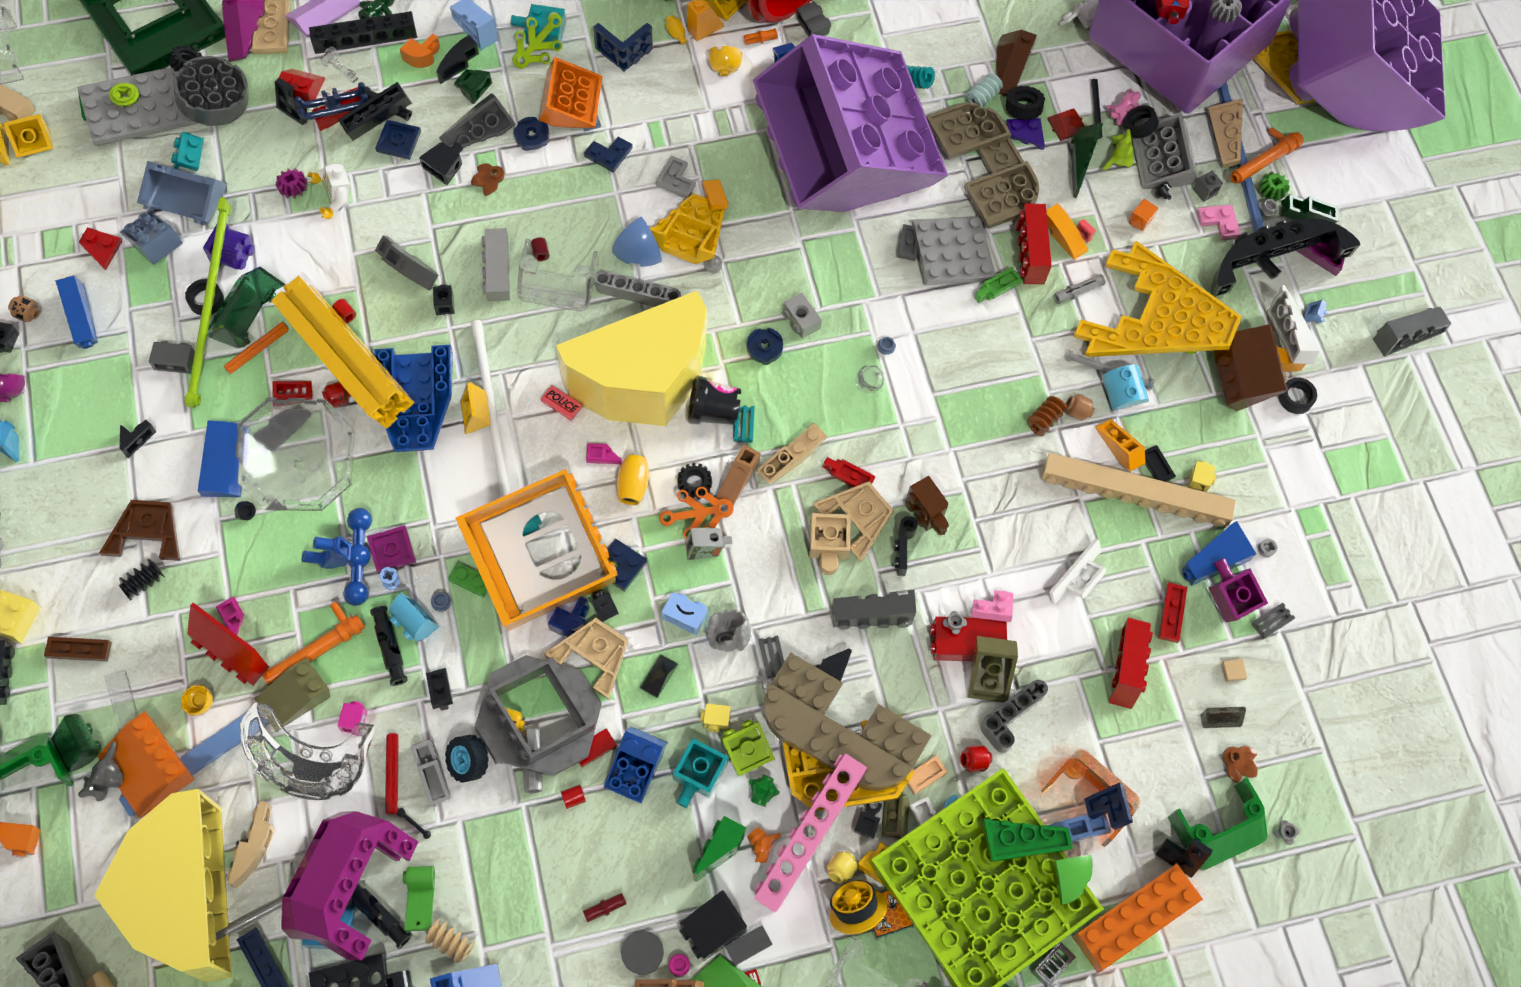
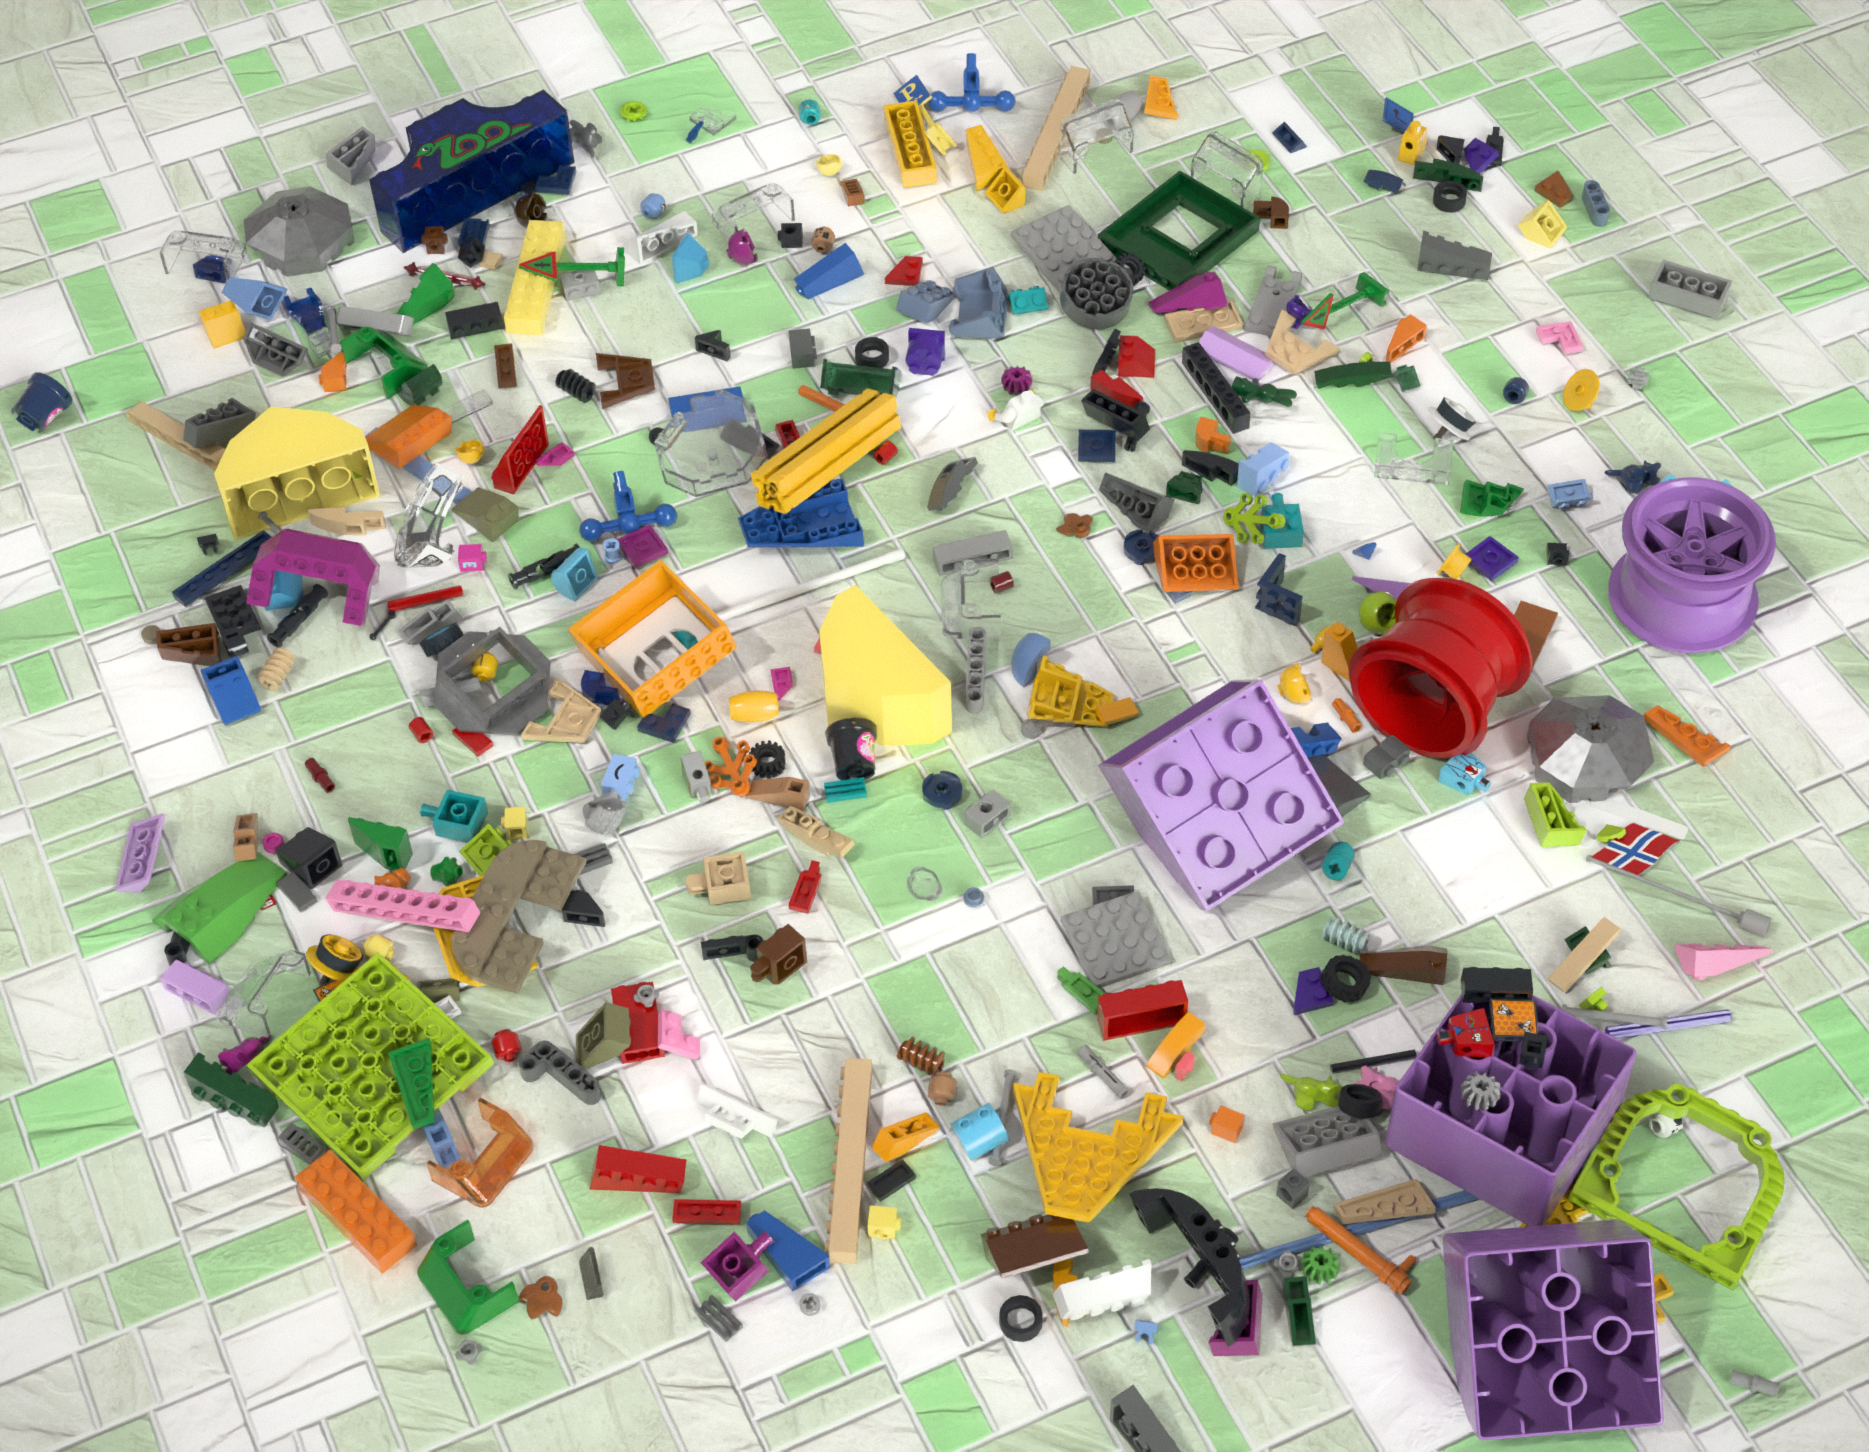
camera: 85 degrees right, 15 degrees down
(103, 775) = (391, 407): dark grey animal -> none
(124, 89) = (1063, 231): lime gear -> none
(192, 399) = (952, 327): lime hinge -> none
(331, 57) = (1175, 372): clear brick -> none
(332, 103) = (1111, 377): dark blue piece -> none
(341, 633) = (552, 531): orange cylinder -> none
(420, 897) = (326, 642): bright green door -> none
(439, 689) = (508, 609): black hinge -> none
(441, 601) = (597, 594): sand blue plate -> none
(442, 161) = (1081, 484): black torso -> none
(445, 306) = (919, 521): black brick -> none
(474, 408) = (801, 567): yellow slope -> none
(609, 157) = (1138, 618): dark blue plate -> none
(635, 764) = (461, 769): blue slope -> none
(642, 952) = (282, 812): dark grey tile -> none
(659, 676) = (554, 774): black slope -> none
(672, 179) = (1125, 671): light grey plate -> none
(867, 512) = (762, 907): tan wing -> none
(867, 822) = (427, 964): black plate -> none
(874, 611) = (652, 932): dark grey wedge -> none
(926, 774) = (485, 1008): light nougat tile -> none
(1011, 180) = (1217, 984): dark tan plate -> none
(1066, 124) = (1338, 1034): clear red piece -> none
(1072, 877) = (385, 1134): bright green brick -> none
(1081, 153) = (1293, 1049): dark green wedge -> none
(1111, 802) = (465, 1151): dark blue plate -> none
(1163, 190) = (1271, 1141): black tile -> none
(1188, 859) = (424, 1244): black plate -> none
(1223, 217) = (1257, 1213): bright pink plate -> none
(1234, 670) = (650, 1283): tan tile -> none

